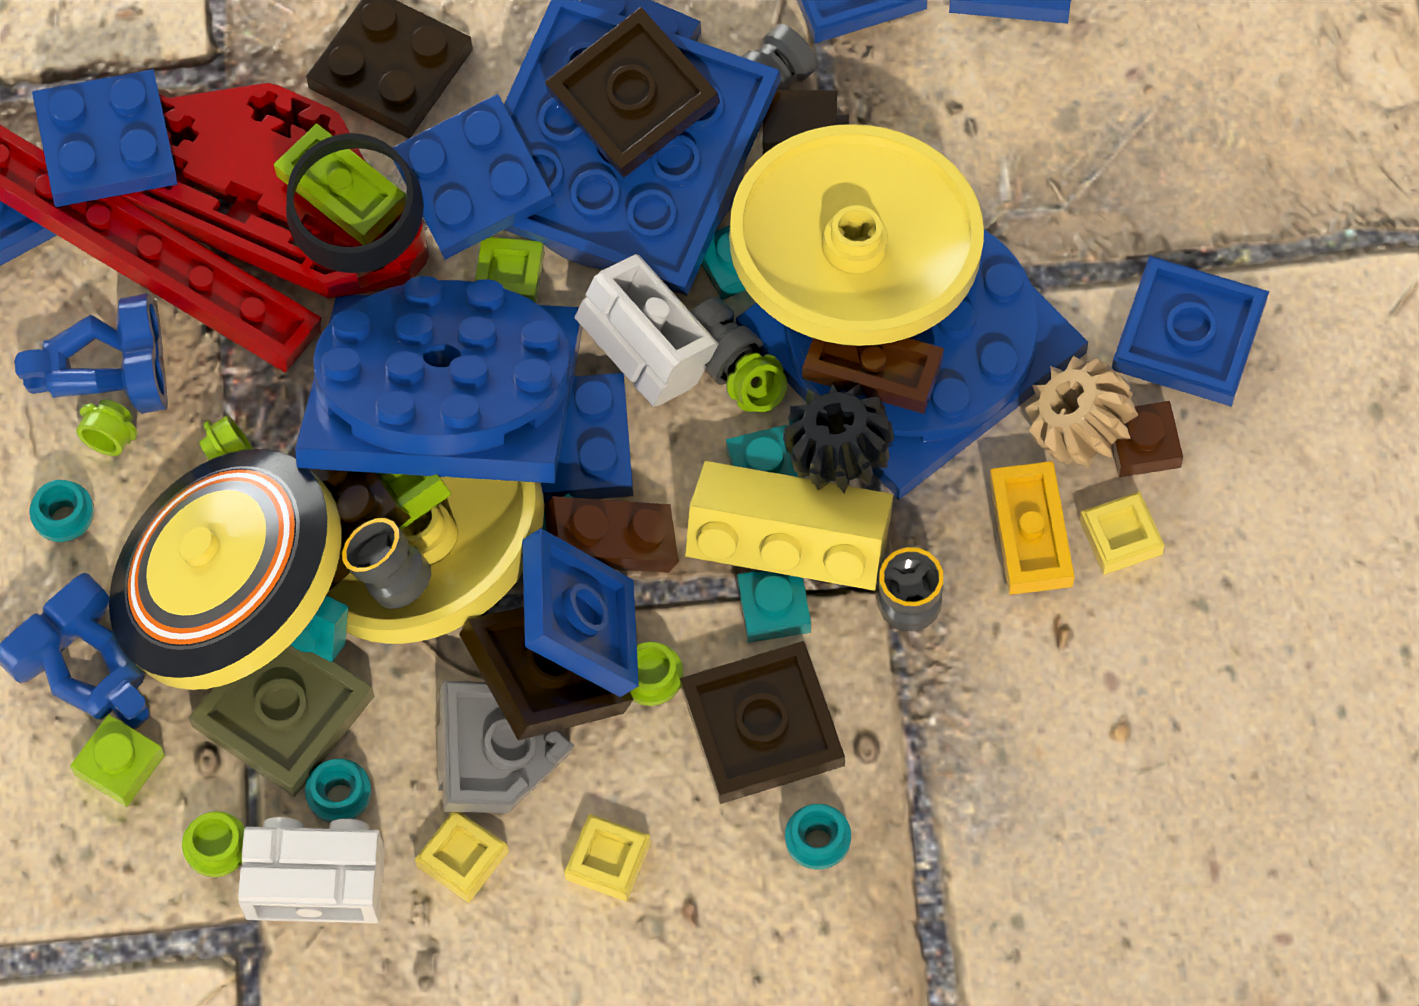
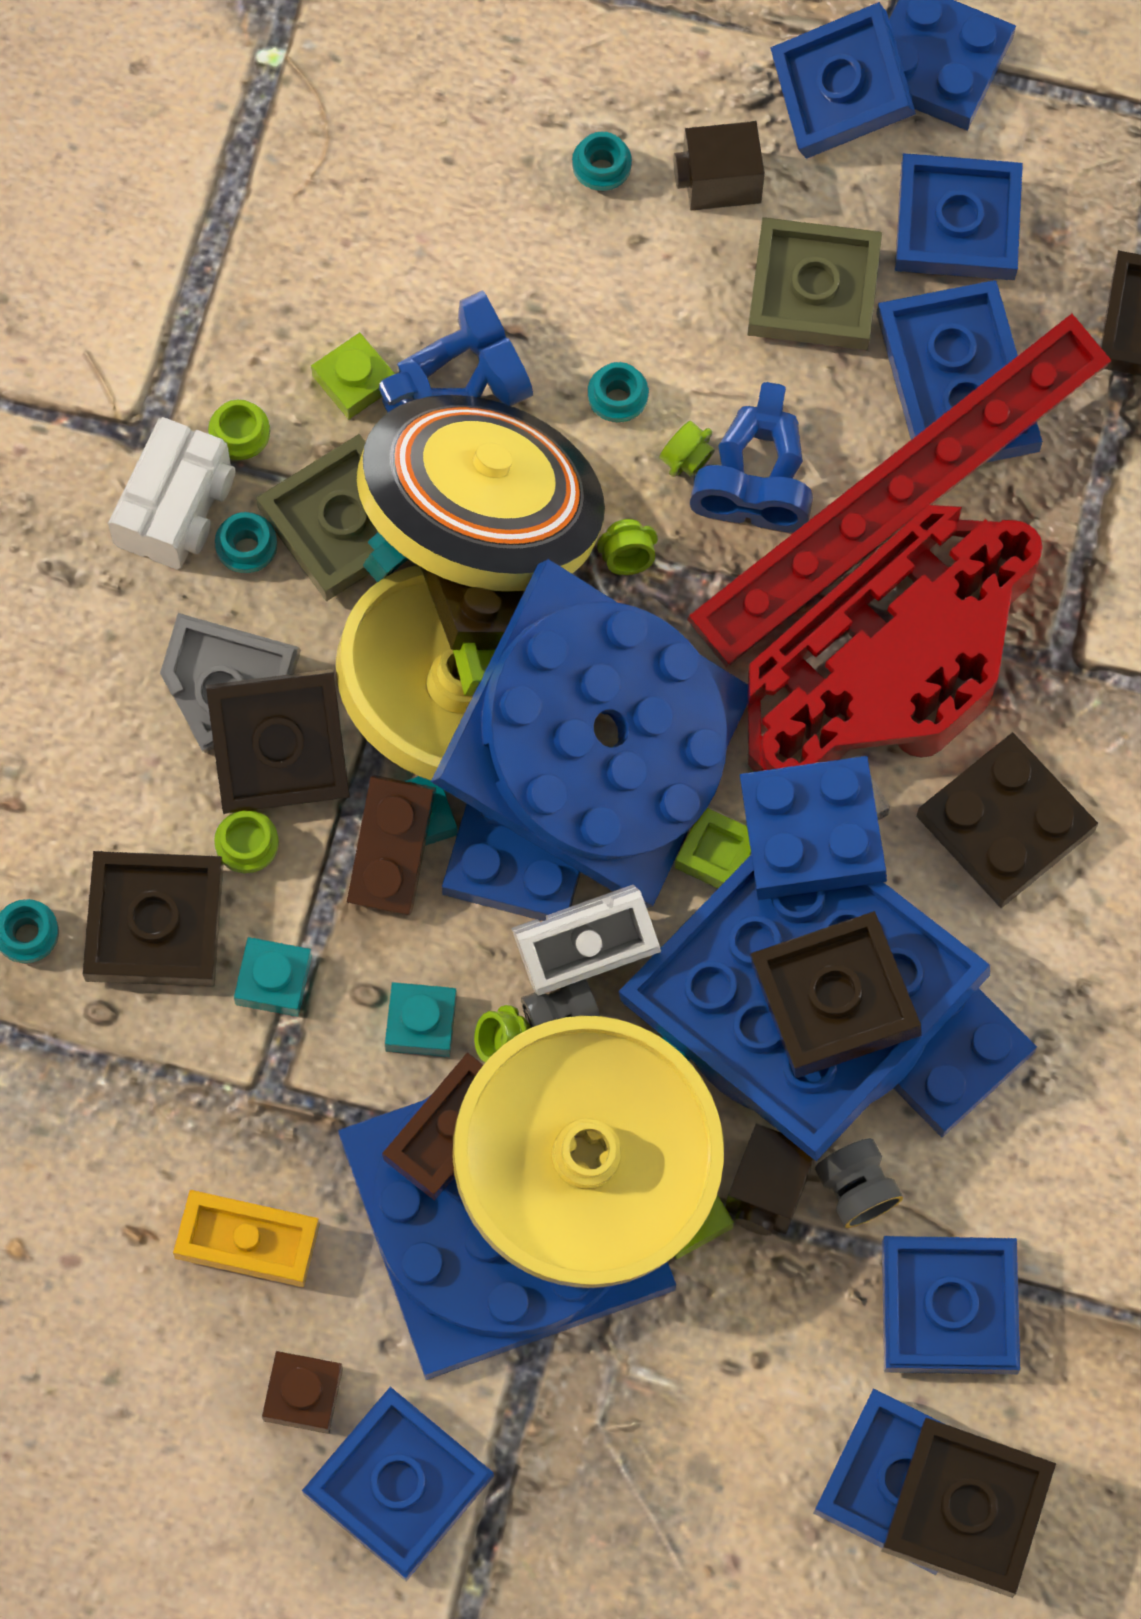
camera: 105 degrees right, 5 degrees up
(104, 138) = (978, 508): blue plate -> none
(344, 188) = (841, 700): lime plate -> none
(367, 256) = (812, 747): black tyre -> none
(386, 563) = (411, 613): dark grey wheel -> none
(461, 855) = (140, 627): light yellow tile -> none
(579, 613) = (302, 772): blue plate -> none
(608, 857) = (88, 748): light yellow tile -> none
(788, 525) = (329, 1003): light yellow brick -> none
(838, 437) = (362, 1055): black gear -> none
(913, 575) = (221, 1085): dark grey wheel -> none
(1081, 411) = (339, 1326): tan gear -> none
(1121, 533) = (212, 1329): light yellow tile -> none

